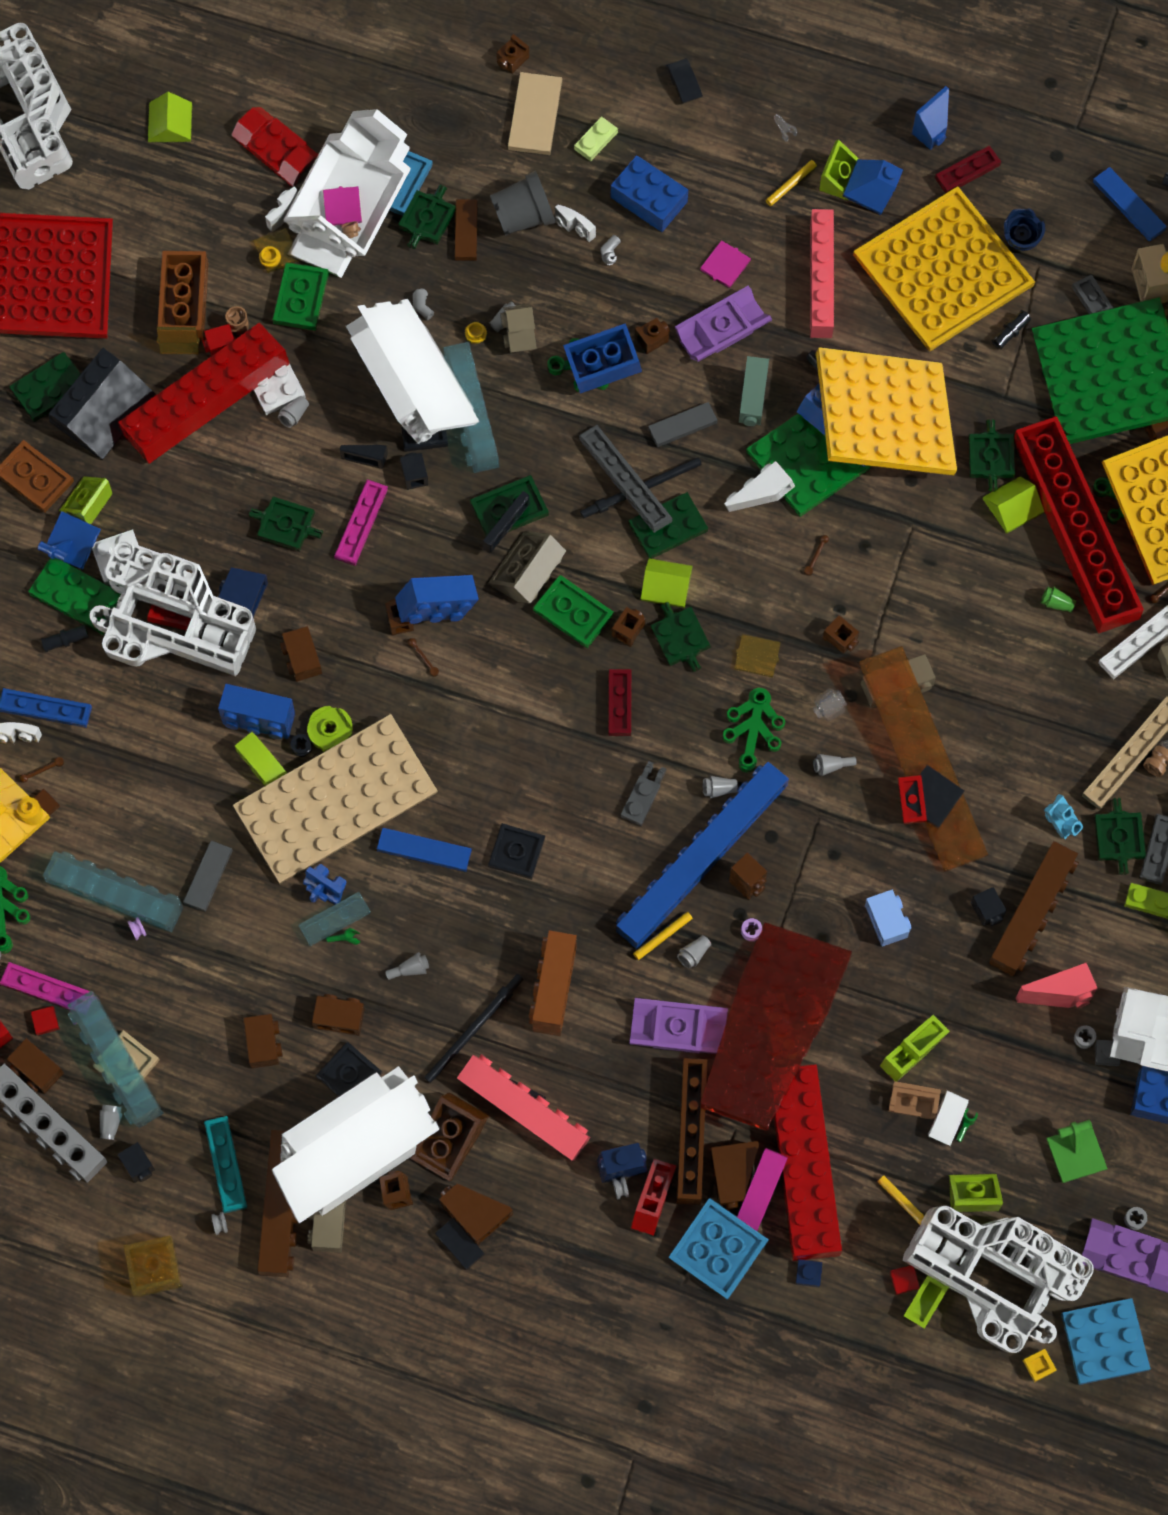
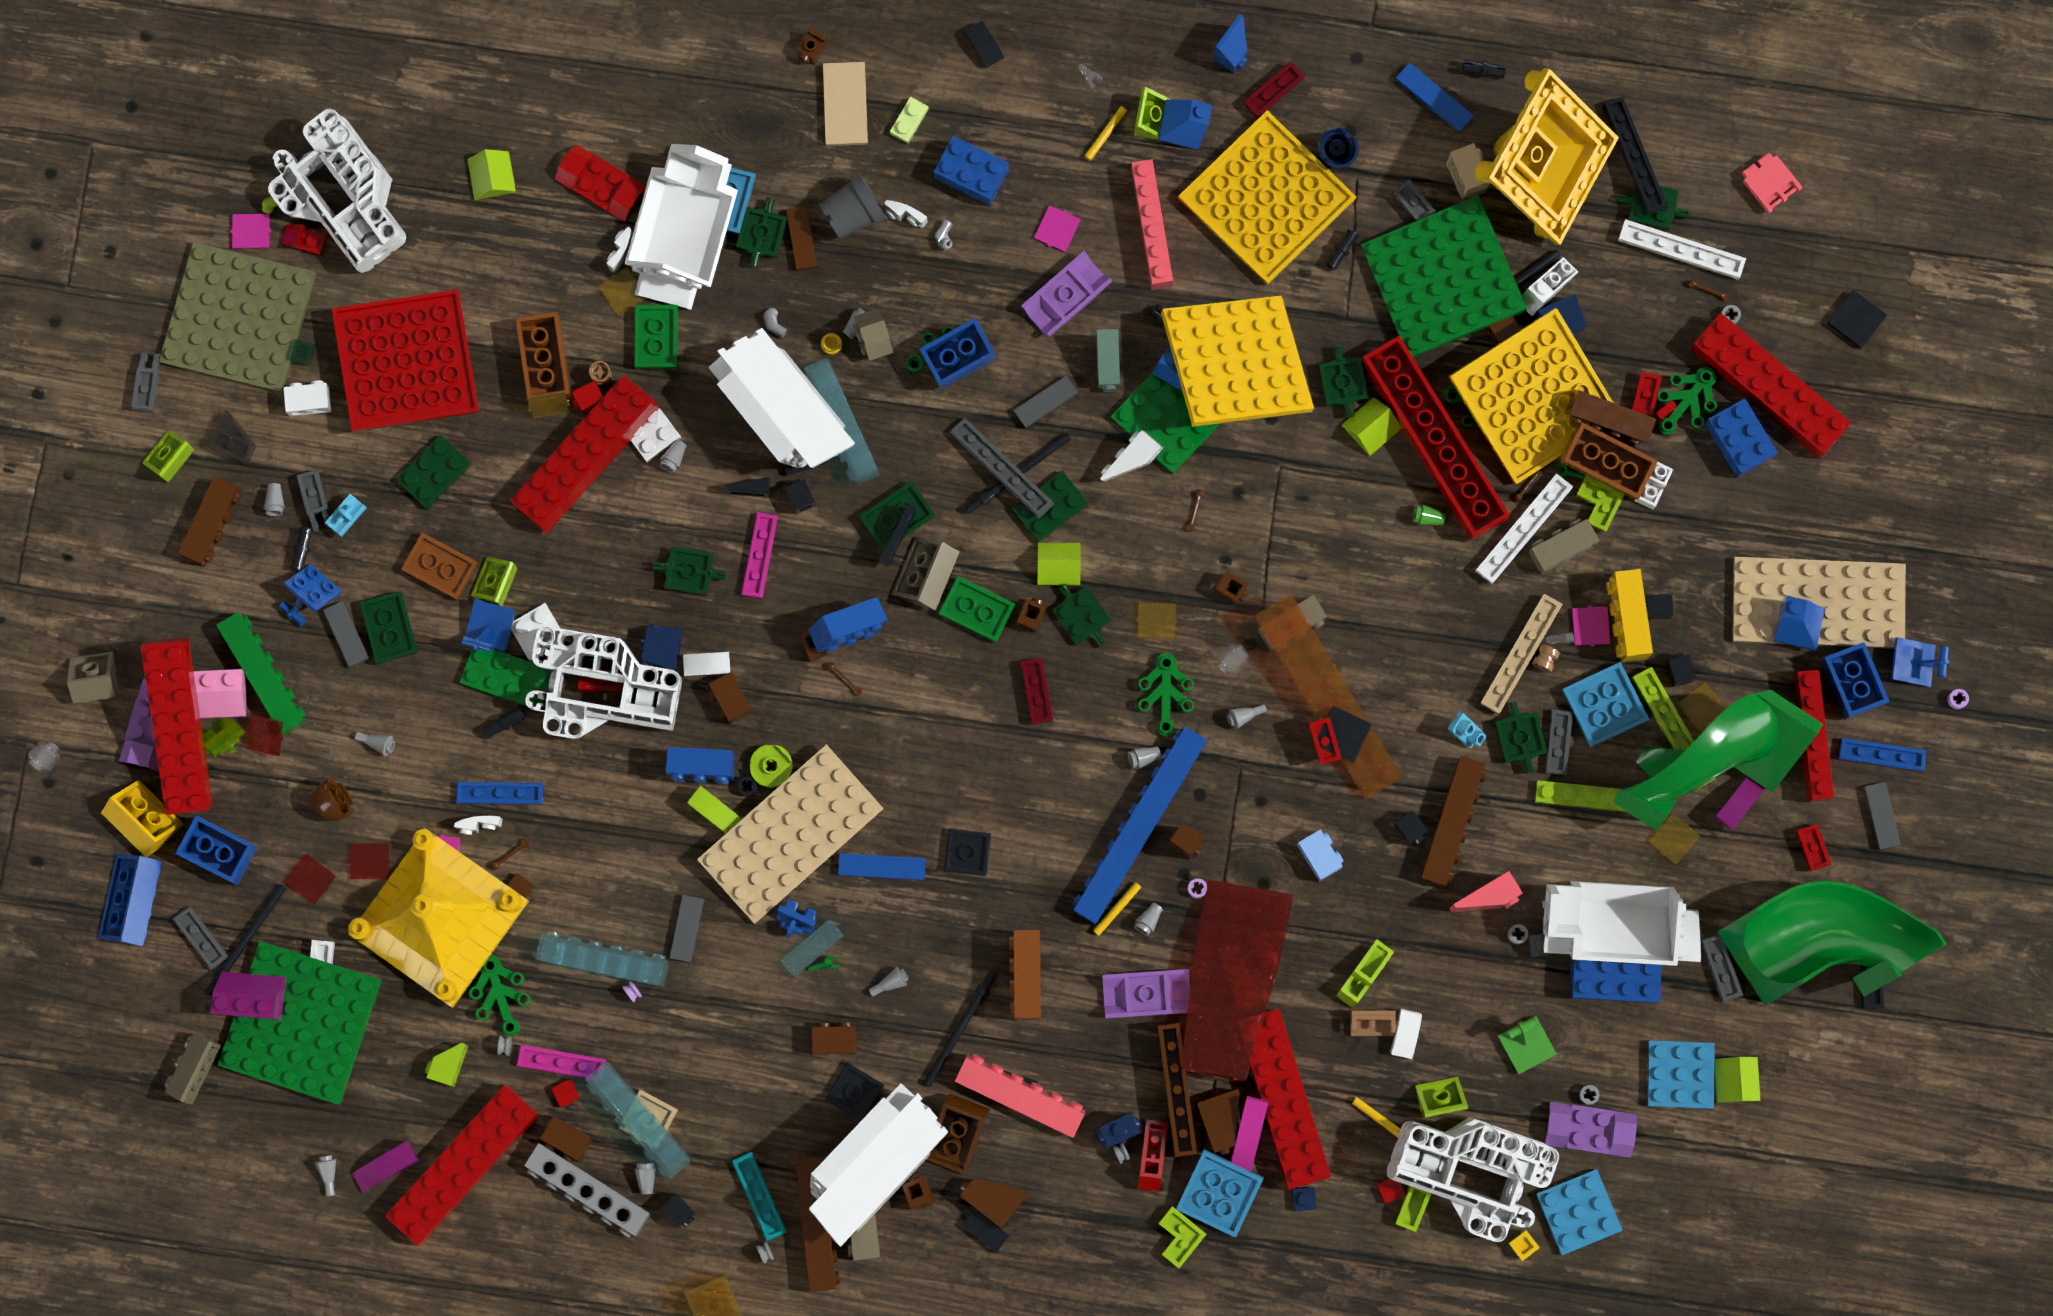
camera: 10 degrees left, 10 degrees up
(97, 403) = (488, 483): black slope -> none
(261, 1041) = (769, 1076): reddish brown brick -> none
(270, 257) = (618, 301): yellow plate -> none
(283, 615) = (706, 663): none -> white slope
(342, 205) = (678, 238): dark pink piece -> none
(350, 229) = (691, 262): medium nougat plate -> none
(642, 796) = (1074, 778): dark grey hinge -> none
(651, 341) = (999, 323): reddish brown brick -> none
(674, 1289) = (1186, 1236): none -> lime plate
(966, 1123) = (1422, 1037): green hand -> none

